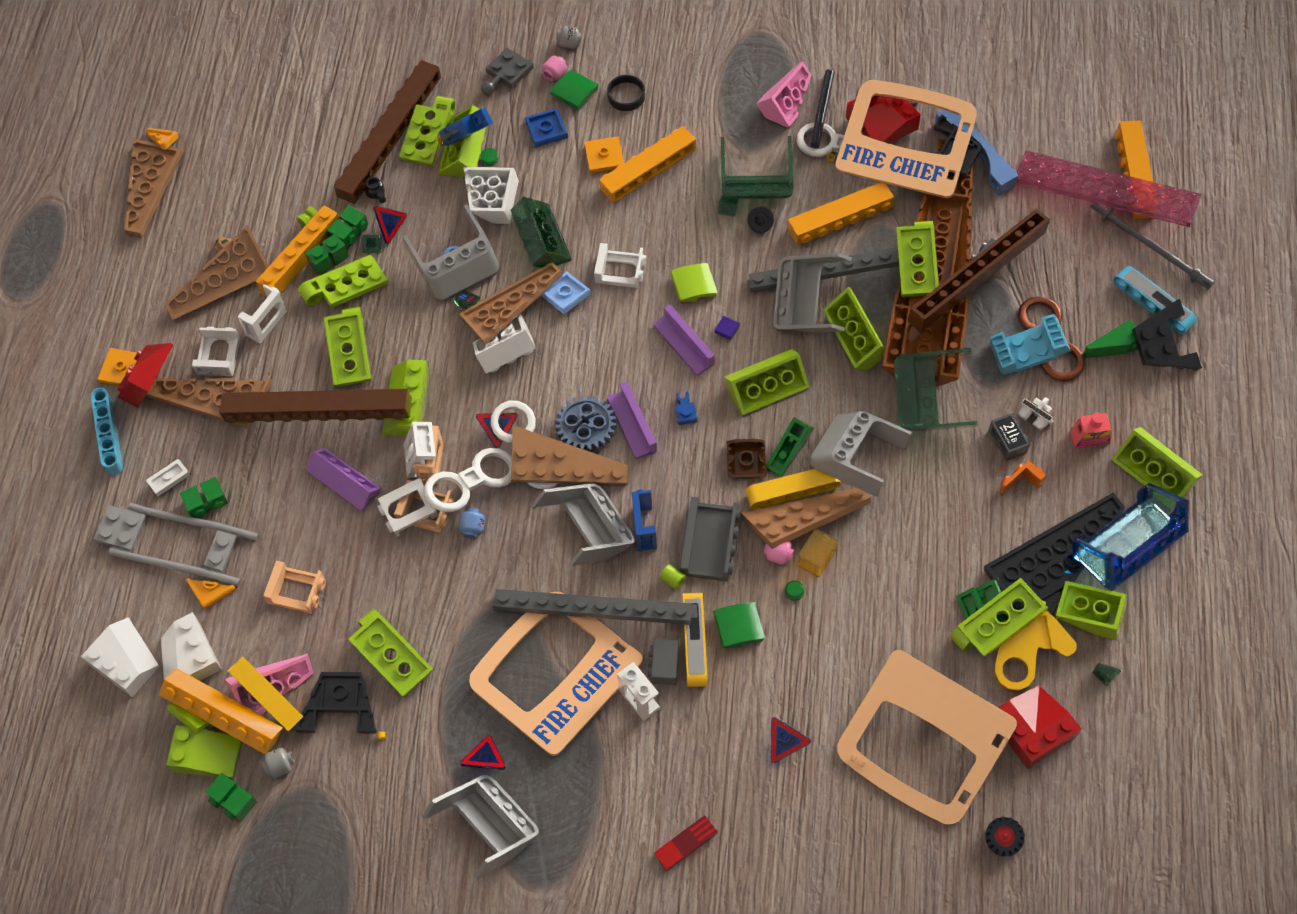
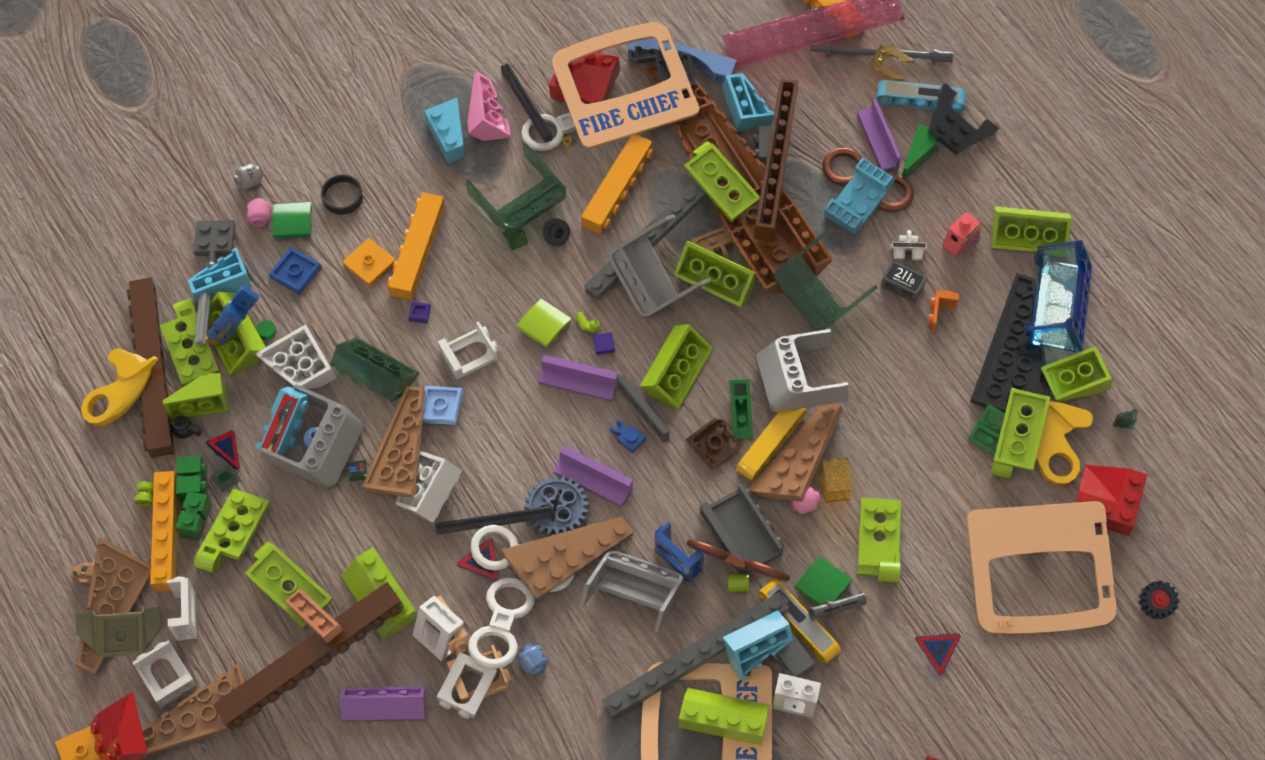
camera: 40 degrees left, 0 degrees up
(209, 301) = (118, 632): none -> olive piece
(339, 378) = (313, 615): none -> nougat tile
(351, 136) = (132, 378): none -> yellow animal
(399, 173) = (199, 398): none -> lime slope
(439, 229) = (285, 421): none -> wedge
(447, 118) = (202, 319): none -> light grey axle
(494, 97) = (224, 276): none -> medium azure wedge
(530, 401) = (494, 519): none -> black axle
(573, 666) = (723, 716): none -> lime slope
(609, 215) = (419, 312): none -> dark purple tile
(640, 628) = (755, 642): none -> medium azure wedge
(675, 550) = (737, 562): none -> copper bar
(713, 396) = (643, 408): none -> dark grey tile
(724, 304) = (585, 325): none -> lime arm
(734, 649) = (830, 608): none -> dark grey pin
(744, 90) = (446, 129): none -> medium azure wedge
(794, 590) = (841, 523): green piece -> none
(804, 639) = (880, 557): none -> lime hinge
(876, 305) = (715, 241): none -> medium nougat hinge
(997, 213) = (744, 104): none -> medium azure wedge
(1088, 312) = (879, 137): none -> medium lavender panel
(1140, 254) = (879, 63): none -> clear yellow piece

